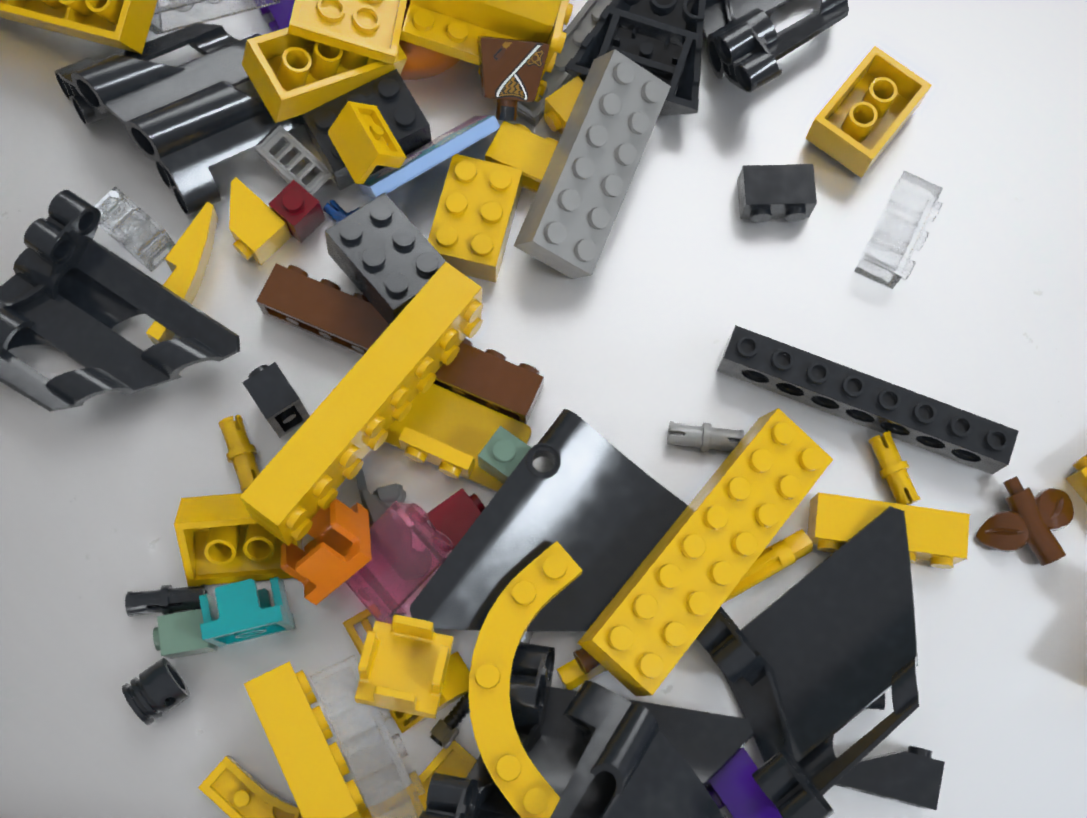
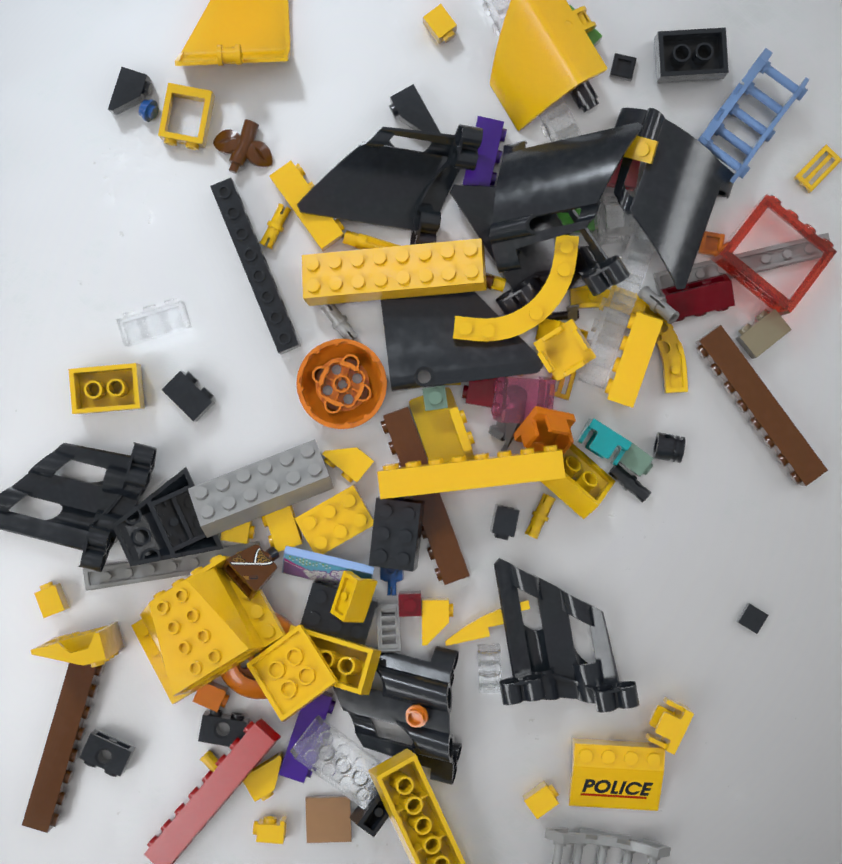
camera: 125 degrees left, 15 degrees up
(160, 84) = (416, 716): none -> orange plate
(527, 295) = (350, 460): none -> yellow slope
(607, 329) = (317, 373): none -> orange brick

